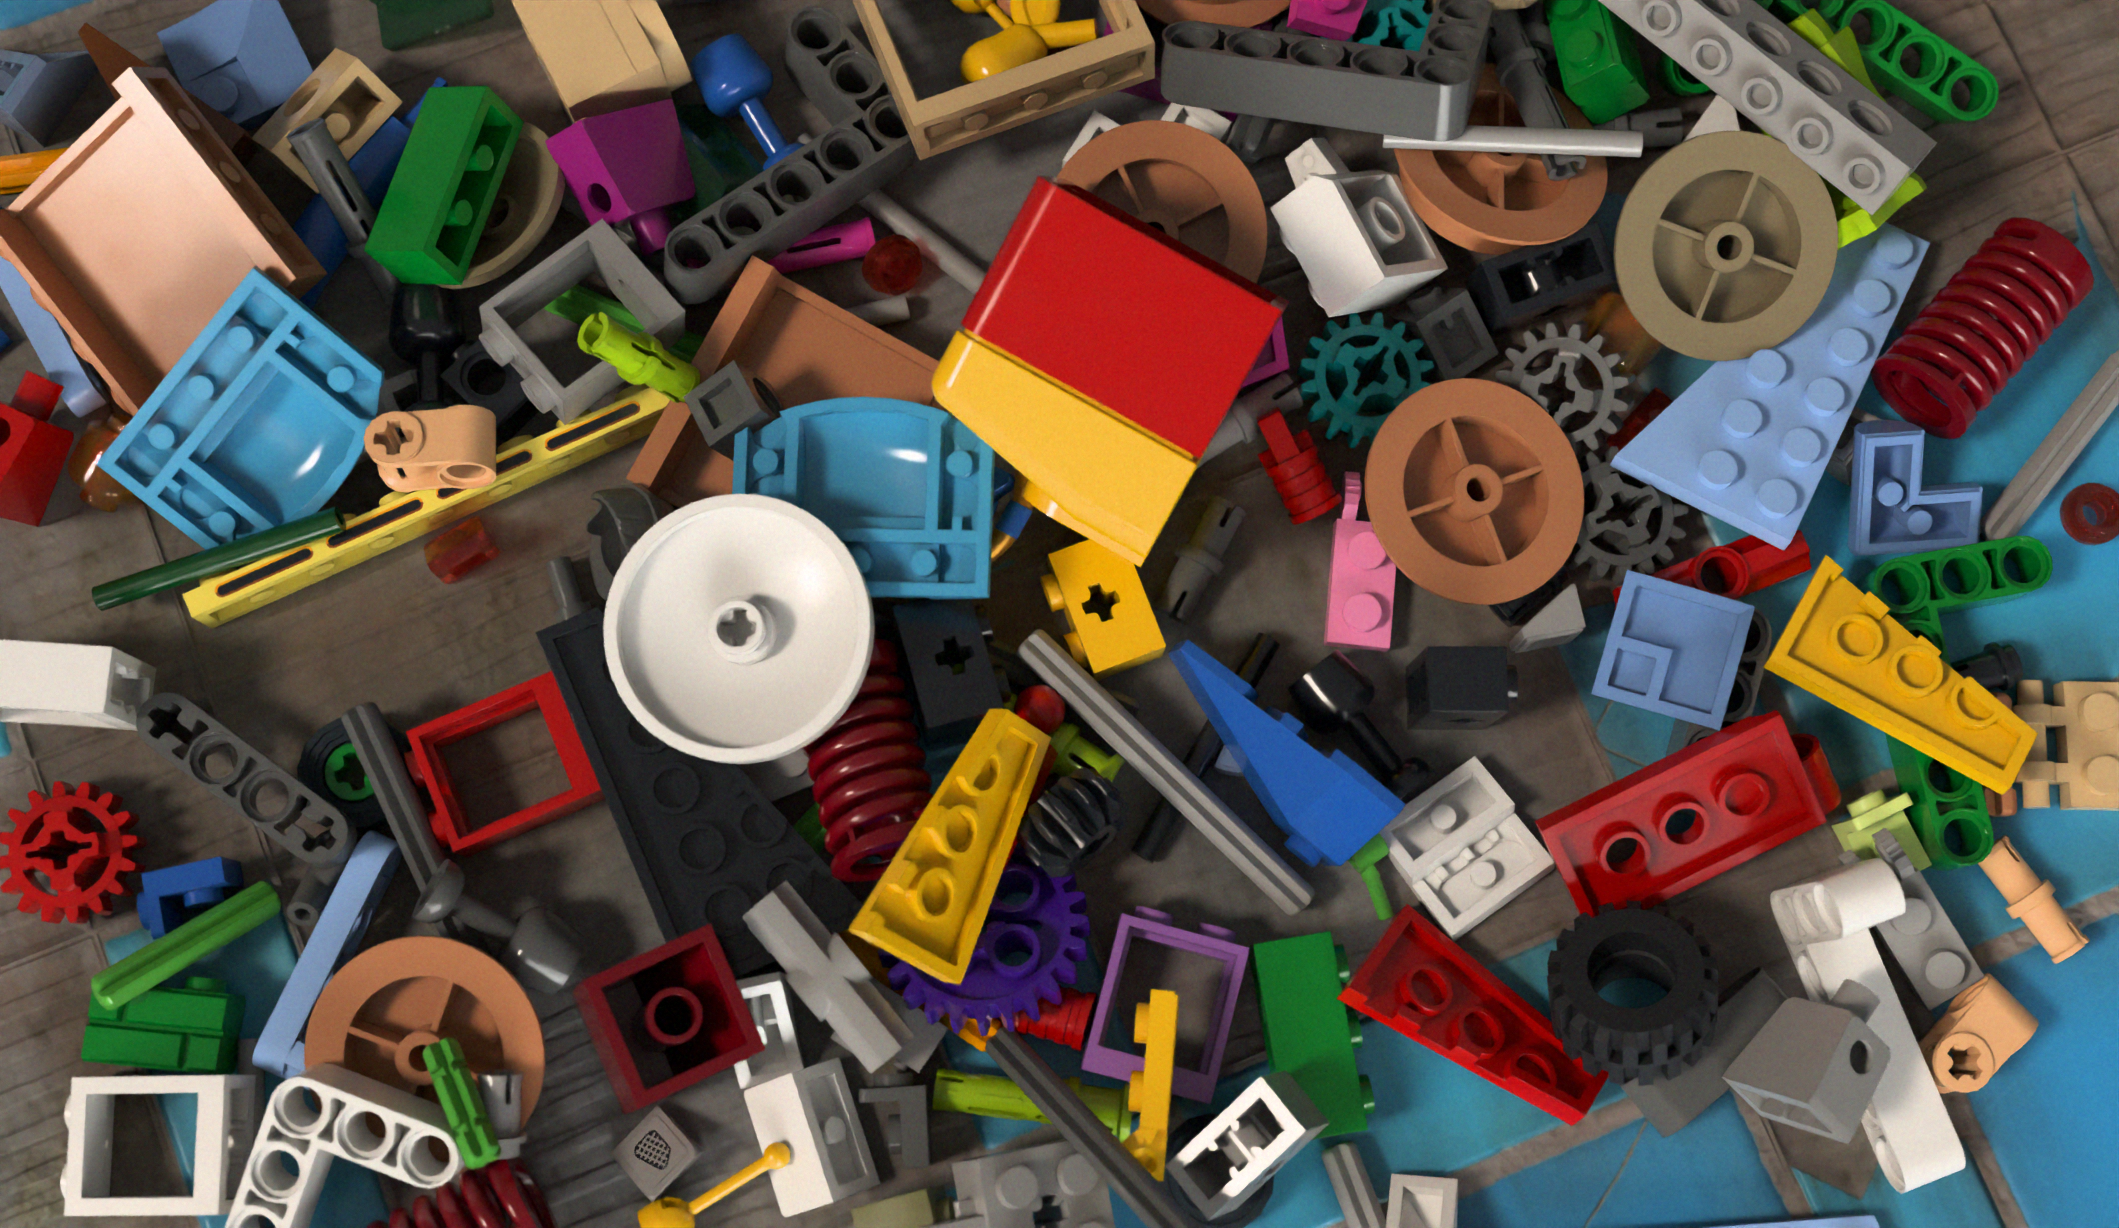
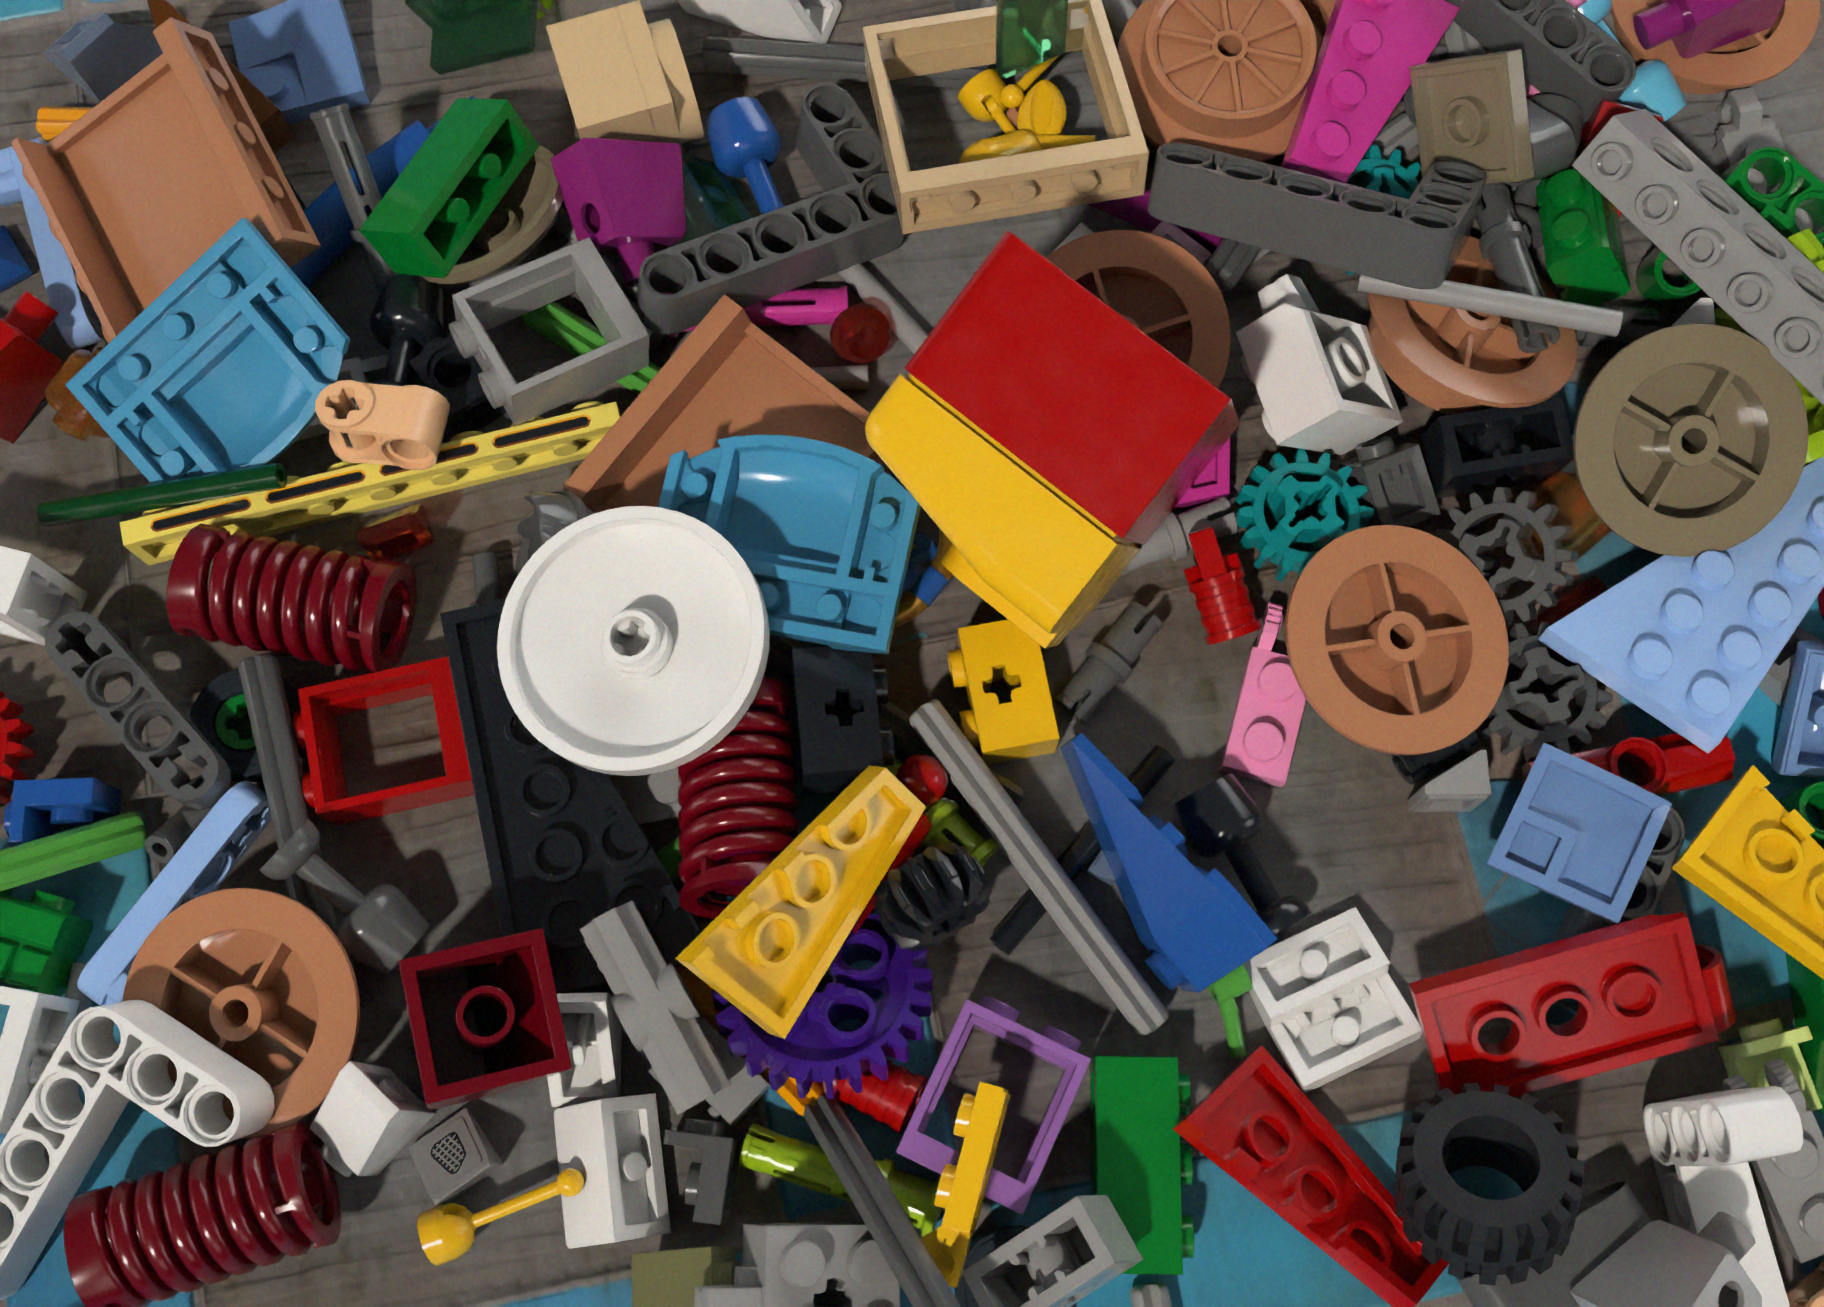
camera: 20 degrees right, 5 degrees down
(343, 95) = (380, 106): tan brick -> none
(376, 631) = (345, 613): none -> dark red piece
(462, 1102) = (258, 1065): bright green axle -> none
(503, 1105) = (296, 1085): light grey pin -> none
(569, 1135) = (367, 1119): none -> white slope
(637, 357) = (592, 366): lime pin -> none
(730, 403) = (674, 425): dark grey brick -> none
(1459, 687) = (1351, 832): black brick -> none

